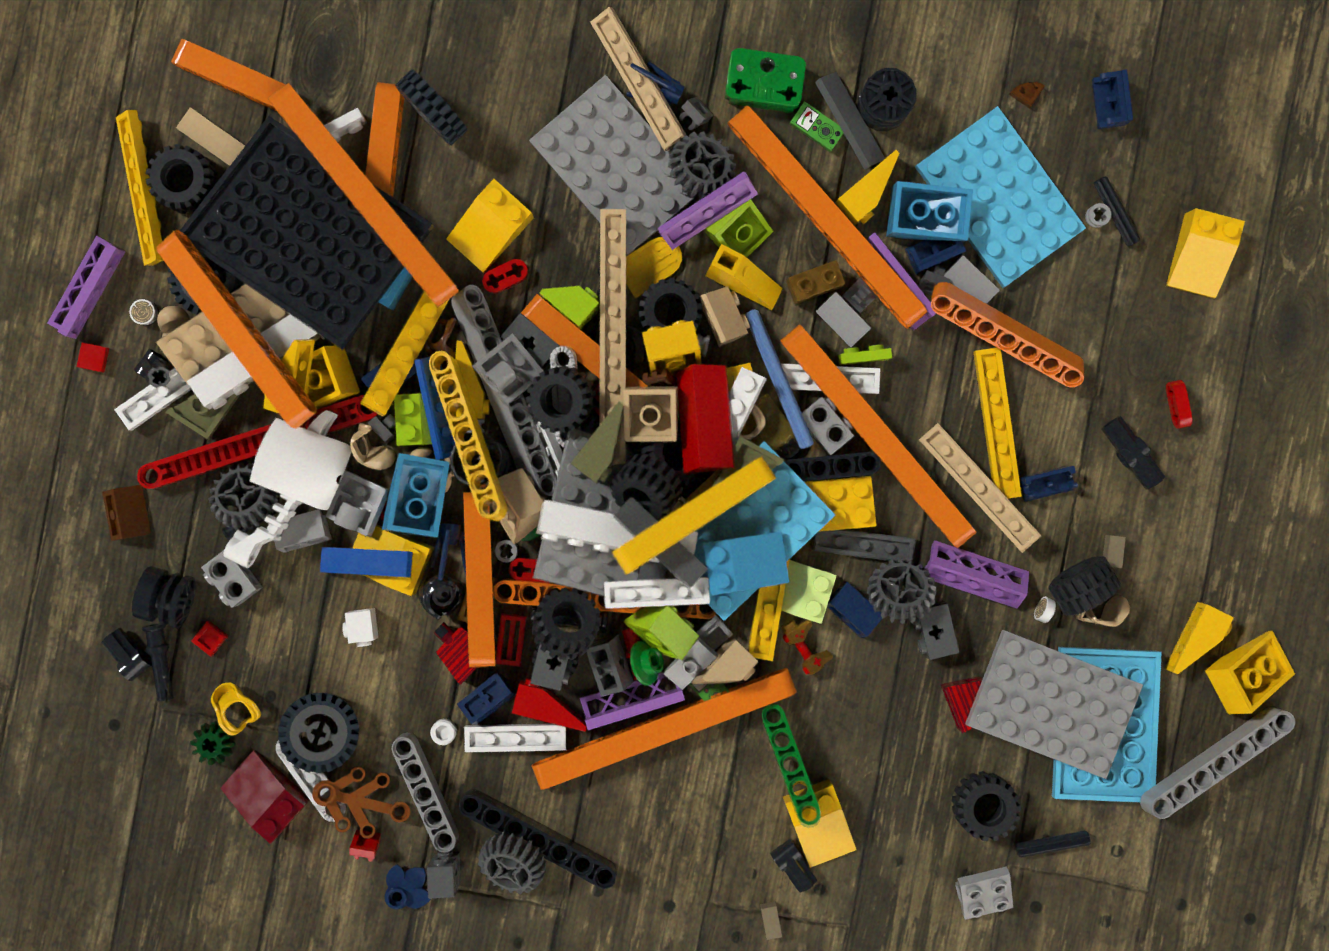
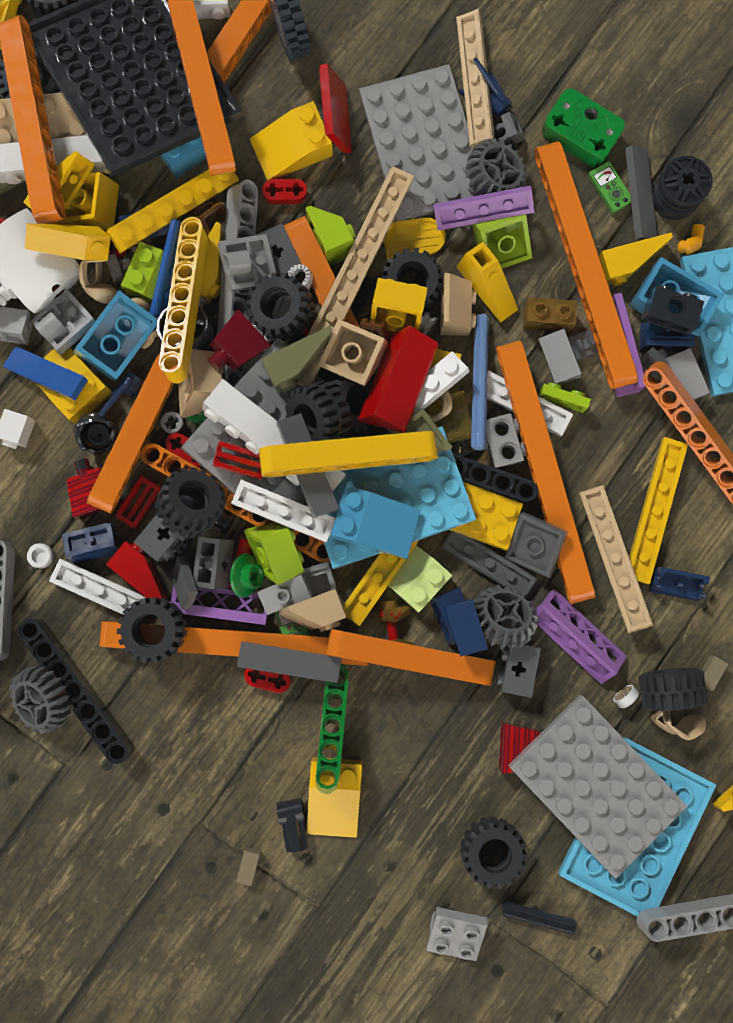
camera: 20 degrees right, 5 degrees down
(333, 429) = (68, 241): none -> yellow slope
(518, 175) = (335, 108): none -> red tile
(535, 453) = (236, 343): none -> dark red torso
(571, 568) = (218, 454): none -> red tile
(579, 774) = (132, 636): none -> black tyre
(591, 696) = (183, 582): none -> dark grey tile
(707, 739) = (266, 684): none -> red beam
(724, 724) = (289, 662): none -> dark grey tile
(832, 668) = (410, 657): none -> orange beam
(872, 618) = (466, 627): none -> dark blue hinge
(900, 509) = (536, 544): none -> dark grey tile
(921, 146) = (694, 242): none -> light orange arm
(946, 226) = (659, 314): none -> black brick

